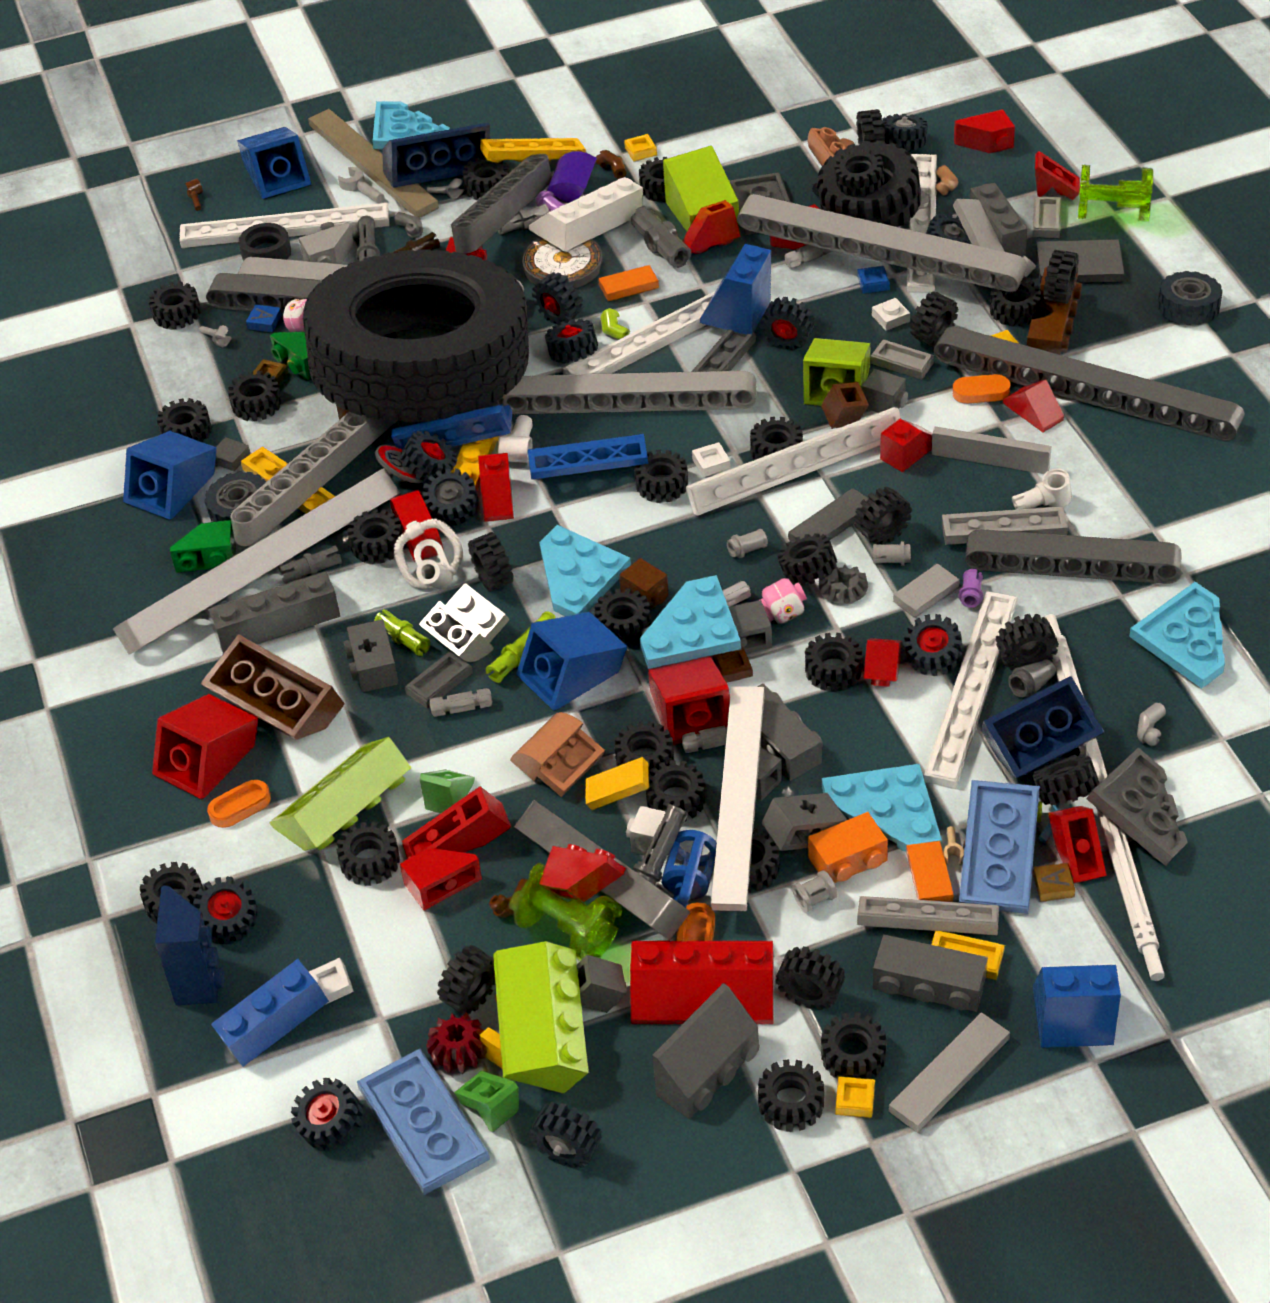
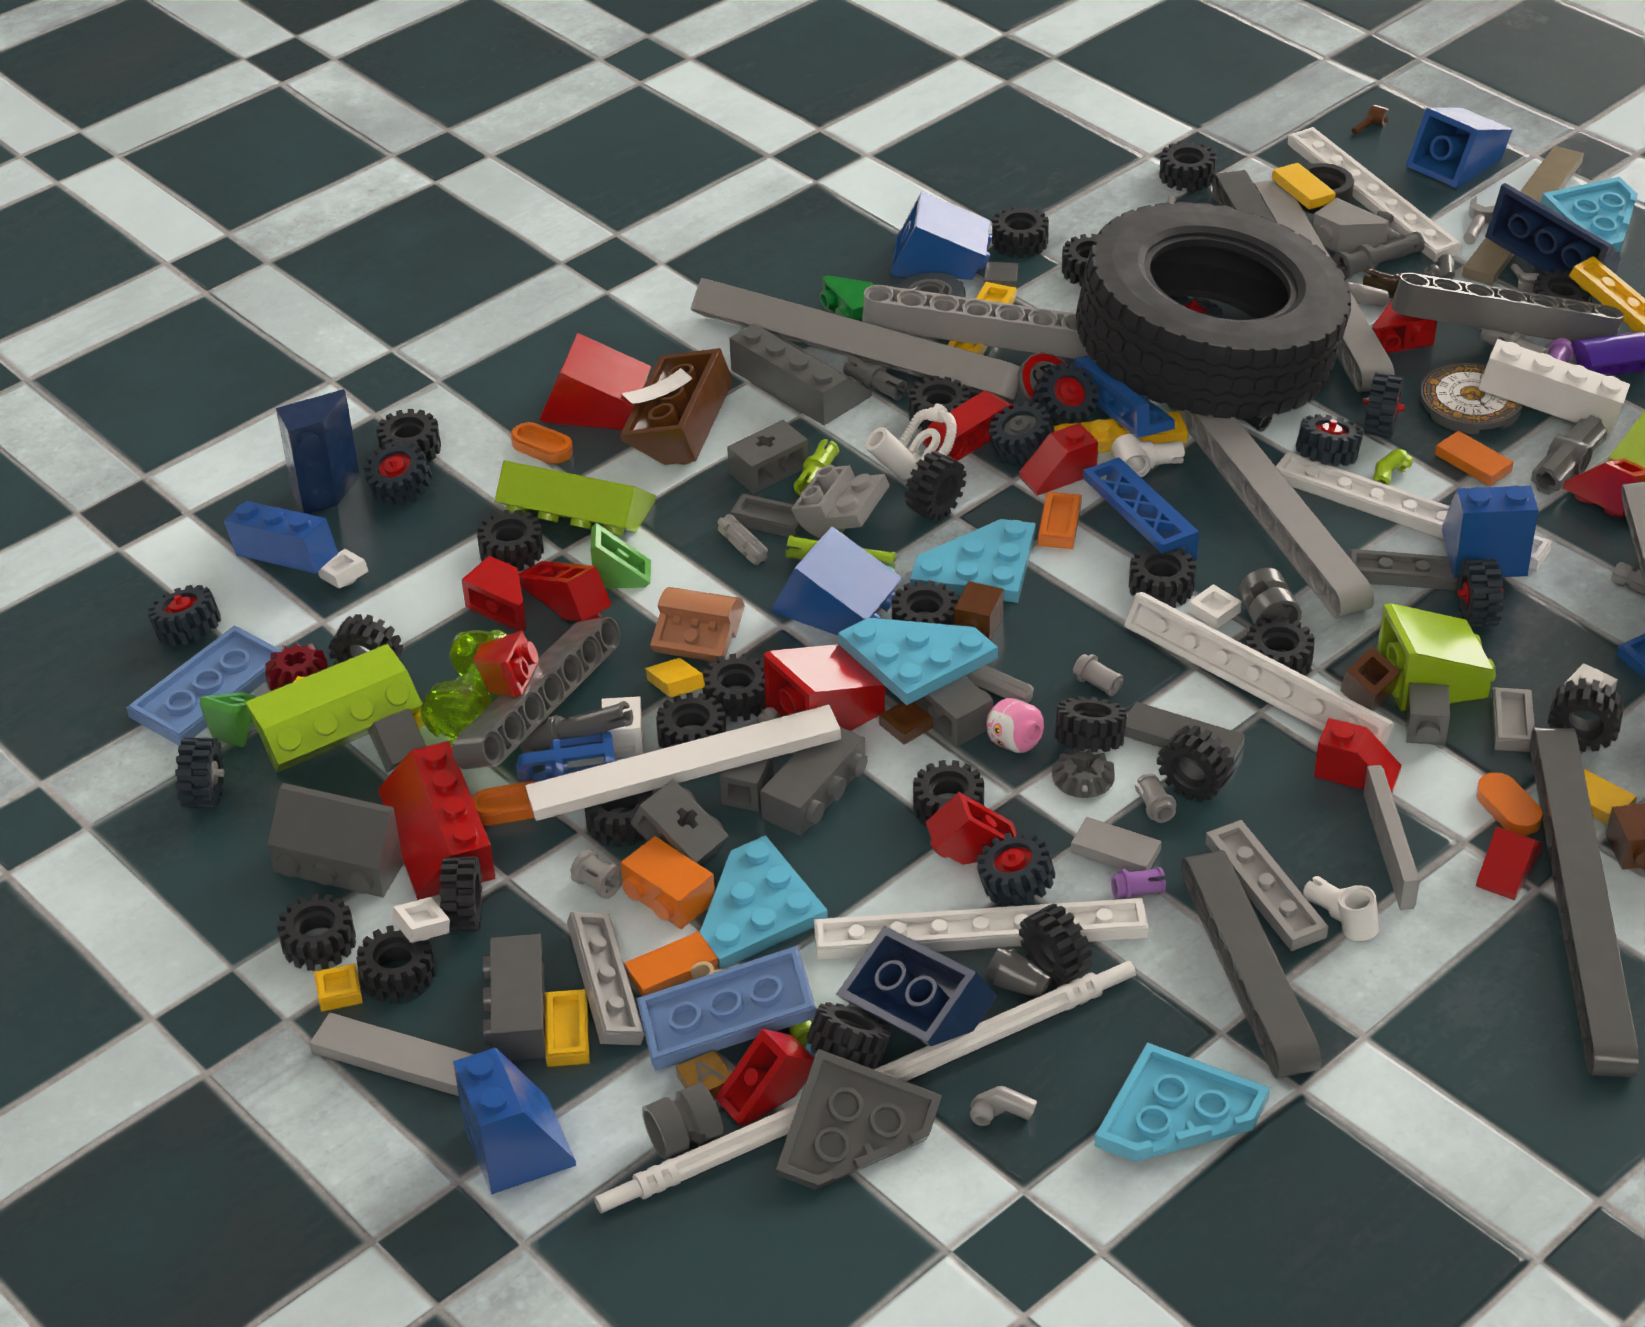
camera: 65 degrees right, 5 degrees down
(254, 691) = (658, 389): none -> white sticker
(272, 248) = (1303, 186): none -> yellow tile
(555, 511) = (1059, 520): none -> orange tile
(740, 426) = (1267, 596): none -> dark grey wheel
(838, 1005) = (421, 919): none -> white plate
(1104, 900) = (678, 1122): none -> dark grey wheel

